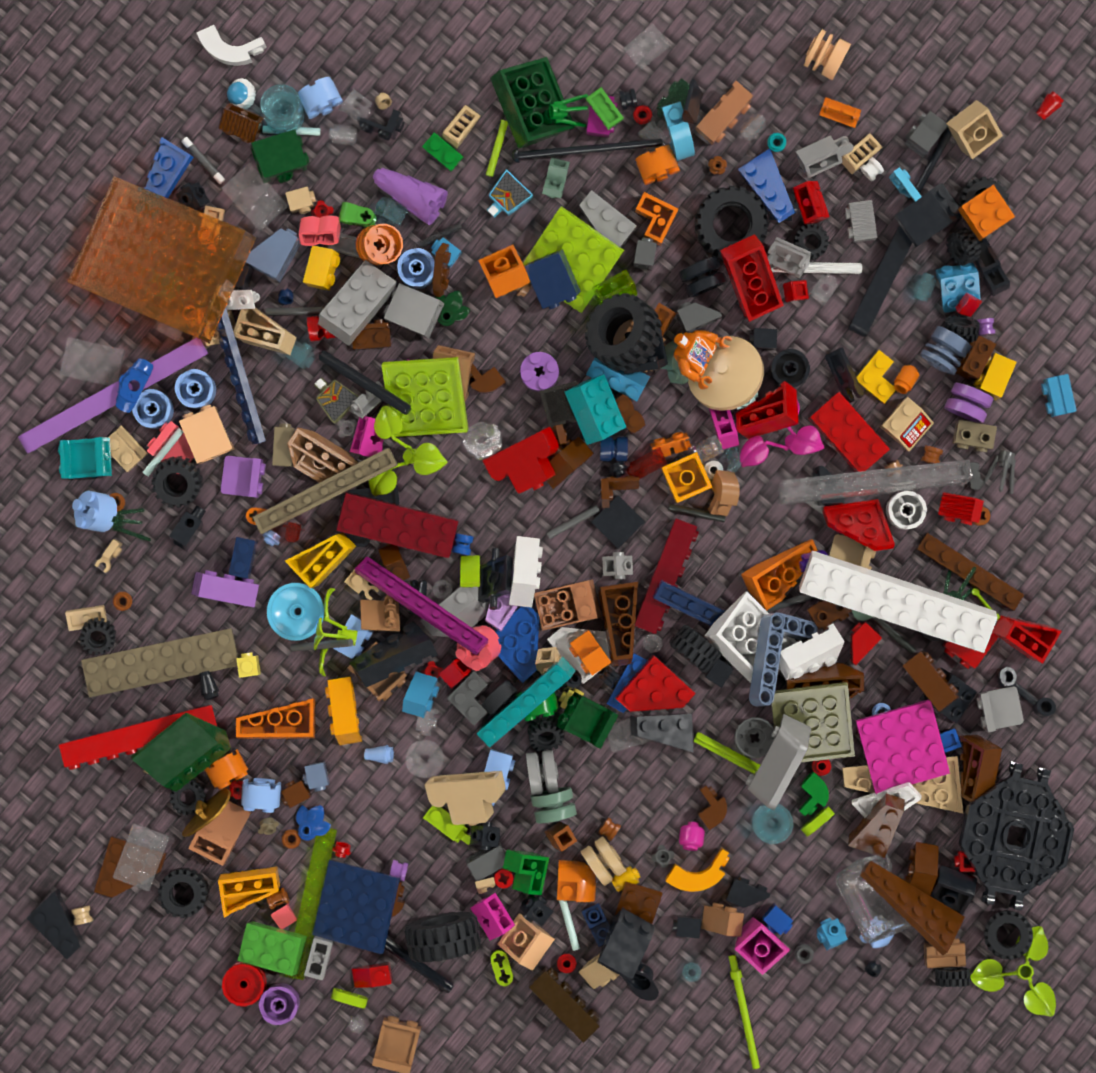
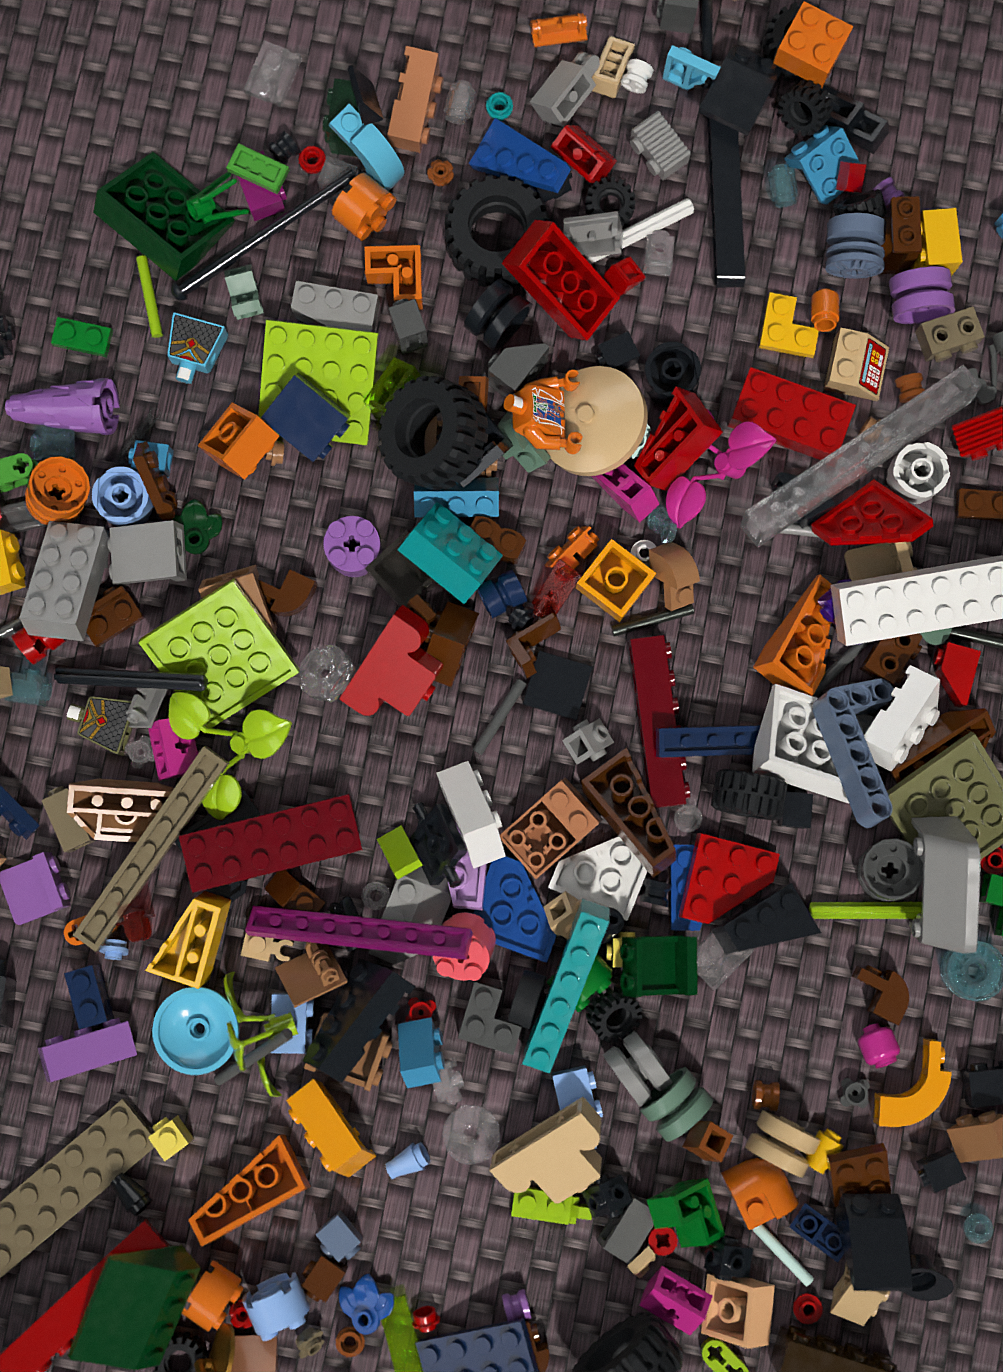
camera: 35 degrees left, 5 degrees down
(451, 139) = (85, 310): tan slope -> none
(455, 672) = (450, 997): red brick -> none
(461, 548) = (372, 828): blue wheel -> none
(590, 653) = (615, 875): orange brick -> none
(708, 448) = (624, 526): clear plate -> none
(844, 374) = (741, 344): black hinge -> none

